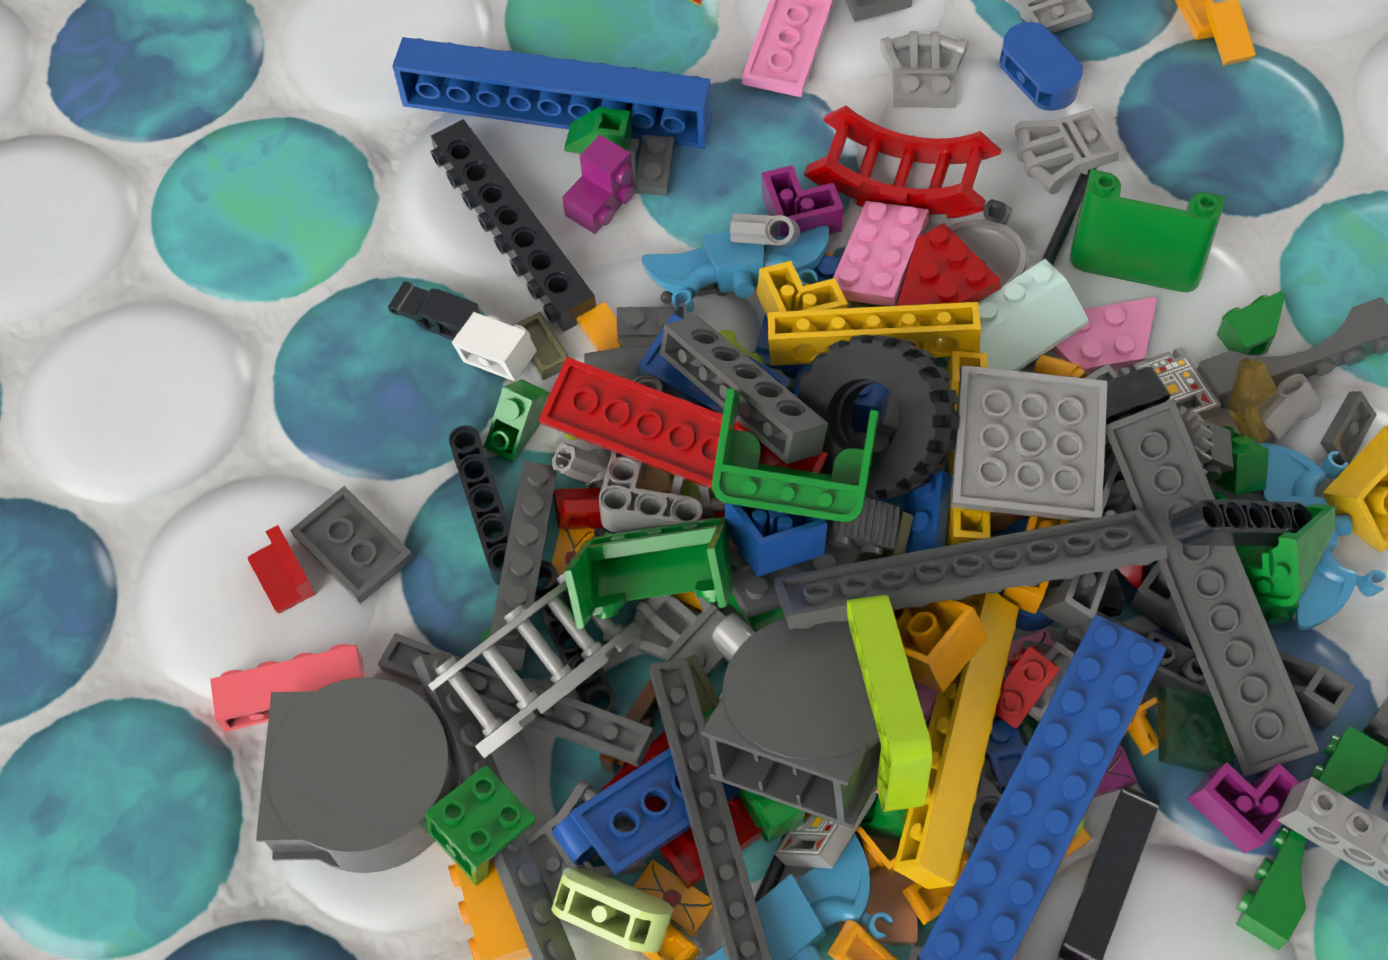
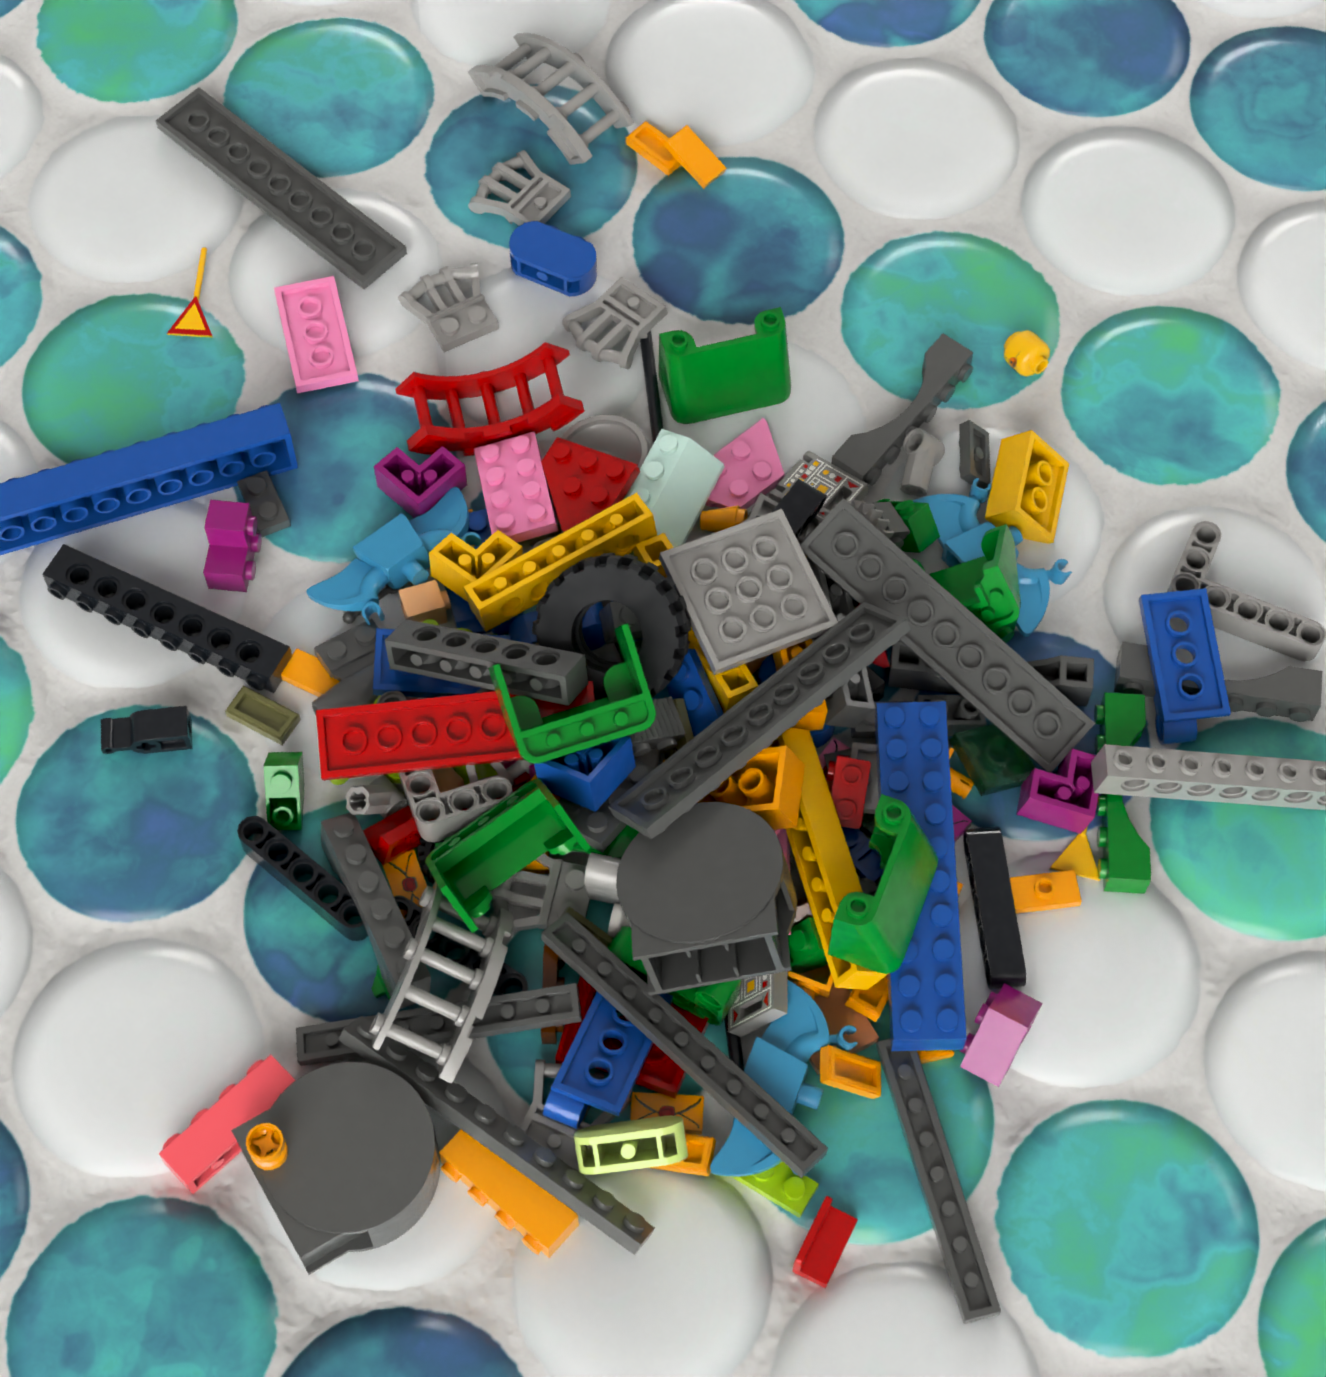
camera: 35 degrees left, 0 degrees up
(280, 573) = (155, 1031): red panel -> none
(280, 716) = (264, 1139): none -> light orange wheel
(352, 544) = (205, 974): dark grey plate -> none
(477, 822) = (479, 1139): green bracket -> none
(494, 346) = (225, 735): white brick -> none
(608, 122) = (192, 497): green slope -> none
(738, 315) = (425, 602): none -> light nougat brick
(761, 229) = (404, 518): light grey piece -> none
(894, 703) = (774, 849): lime beam -> none
(970, 834) = (880, 927): none -> green windscreen
(997, 212) = (594, 406): black bar -> none
(1171, 890) = (1045, 891): none -> light orange plate
(1227, 876) = (1078, 858): none -> yellow piece
(1238, 522) = (947, 573): black beam -> none
(1251, 388) = (886, 461): clear yellow slope -> none
(1252, 327) = (856, 406): green slope -> none

